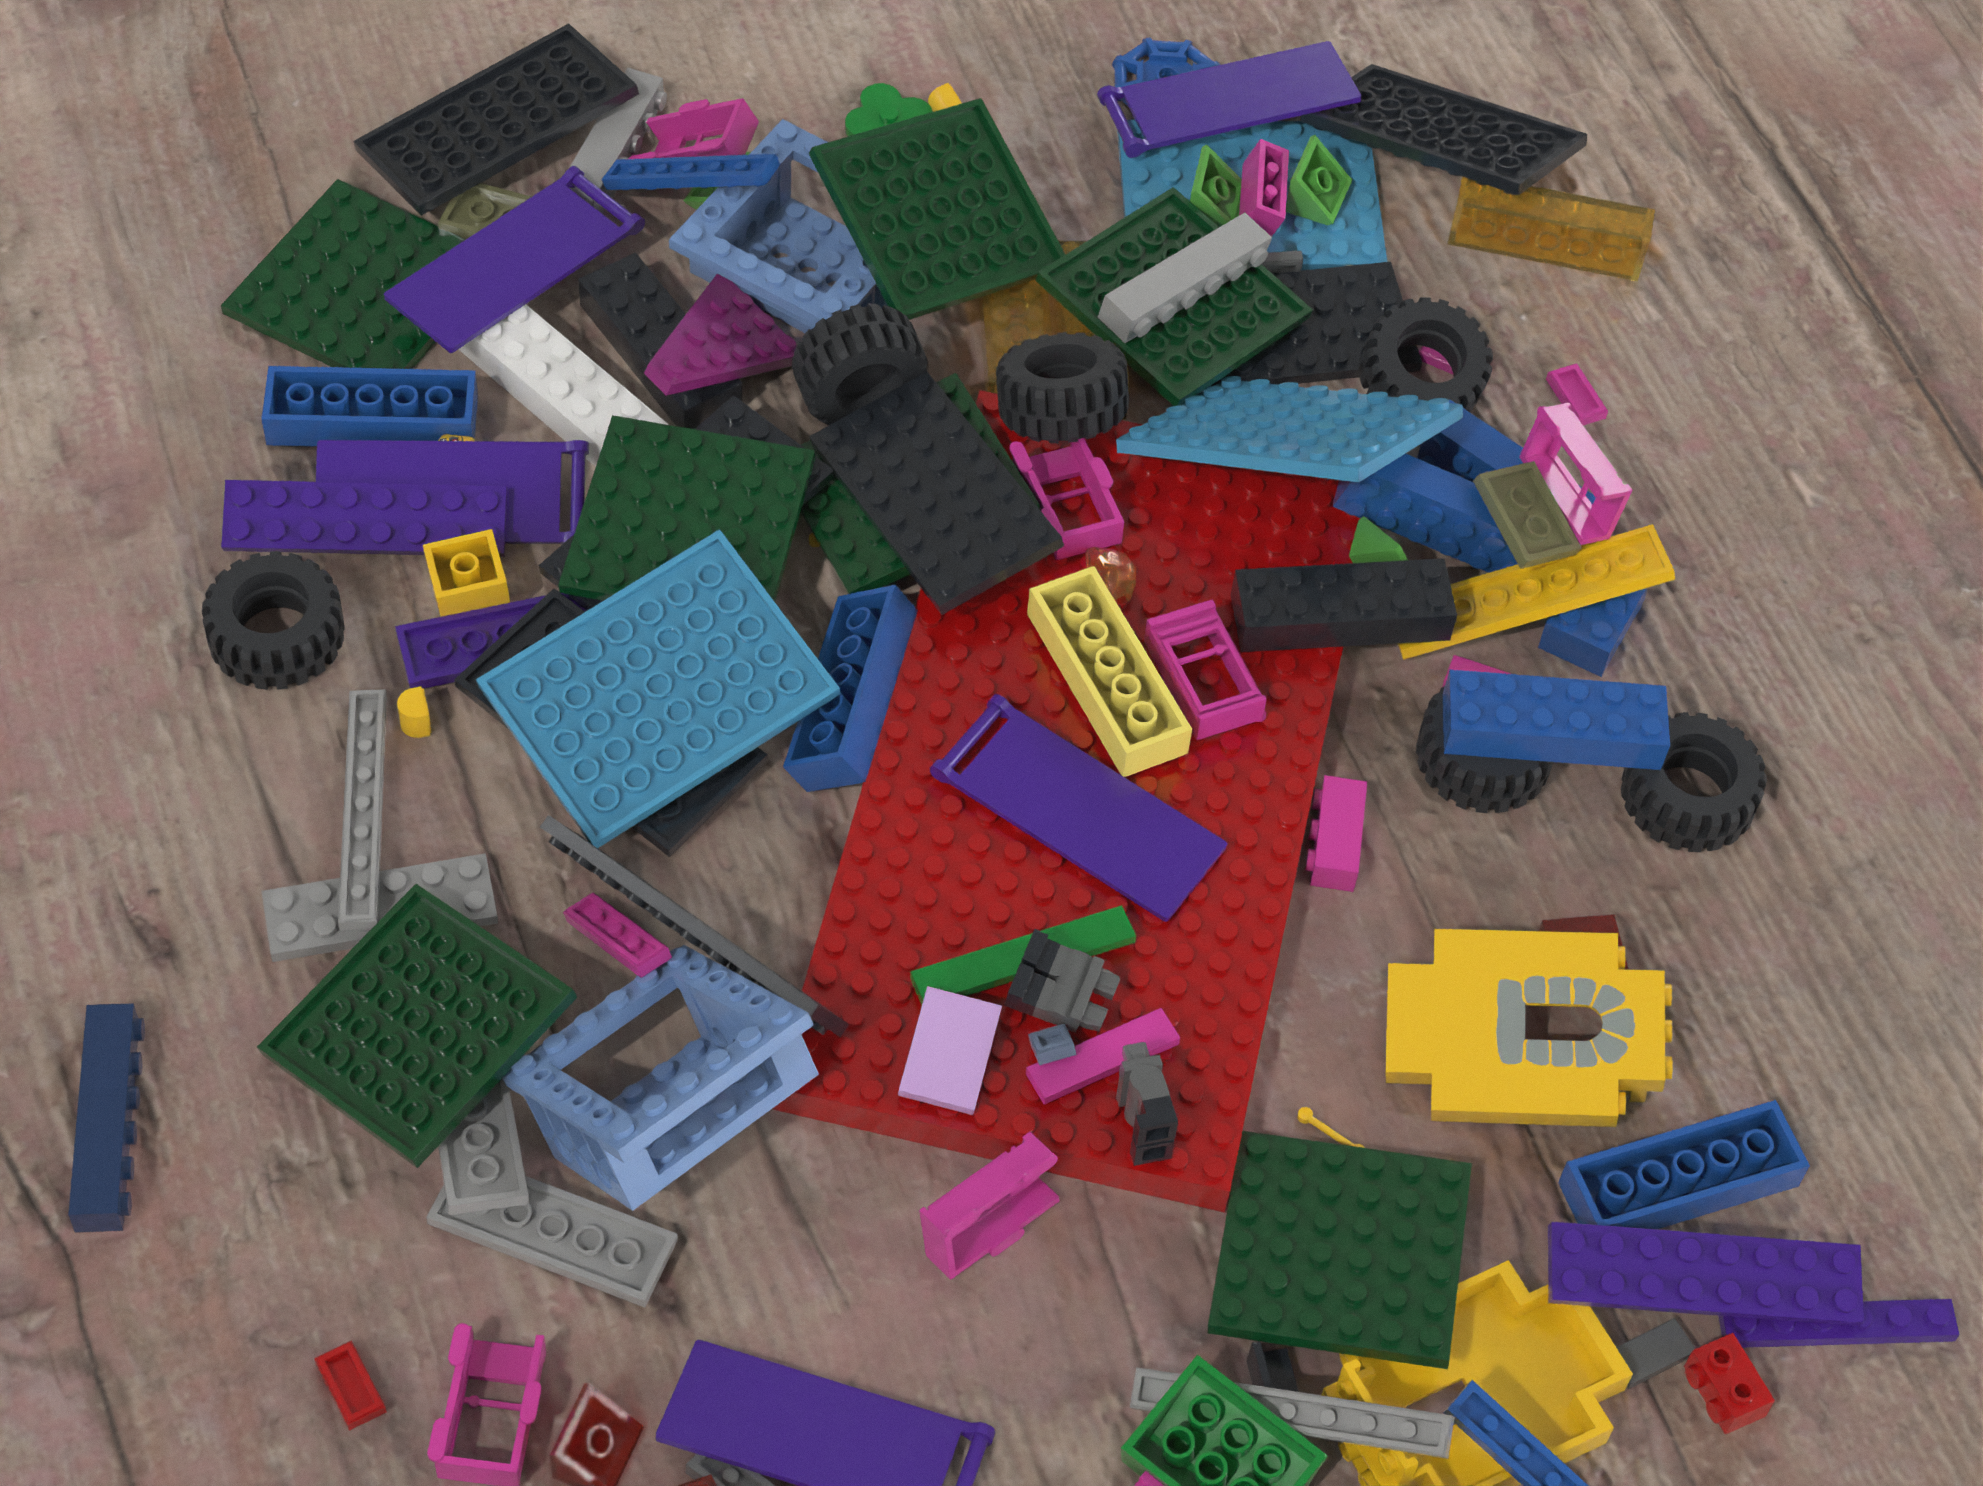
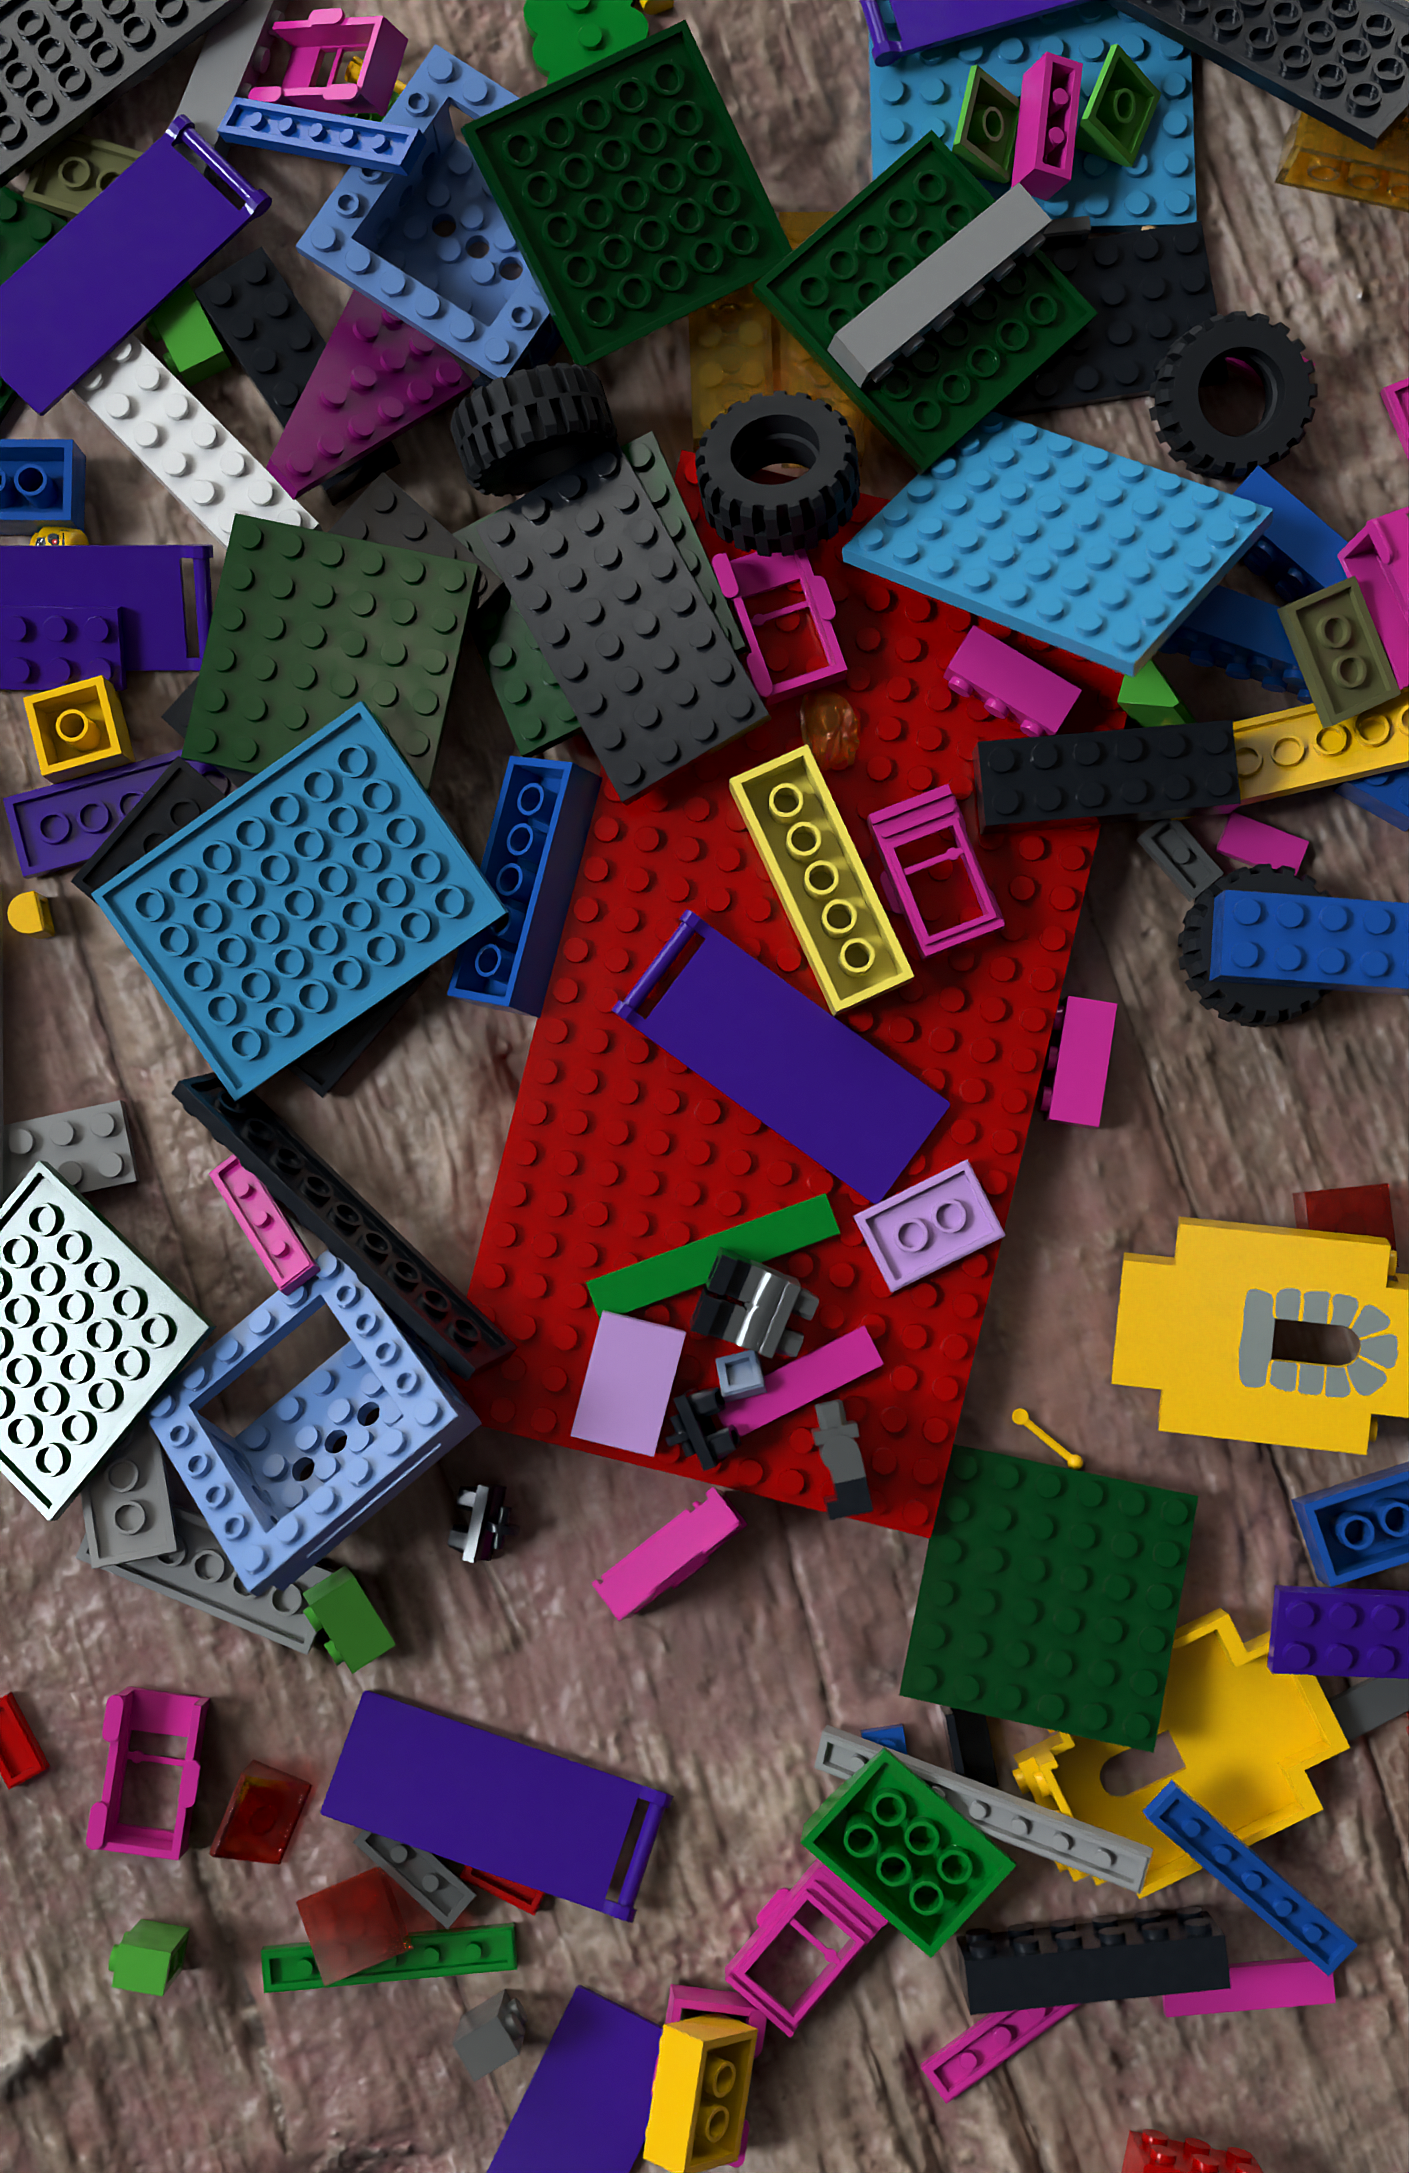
camera: 10 degrees right, 30 degrees up
(570, 313) = (188, 337): none -> bright green brick
(686, 1263) = (348, 1619): none -> bright green brick
(817, 1193) = (487, 1524): none -> black hips
(1029, 1096) = (696, 1429): none -> black hips
(1214, 935) = (929, 1225): none -> lavender tile
(1257, 537) = (1010, 684): none -> dark pink brick
(1407, 683) = (1180, 857): none -> dark grey plate

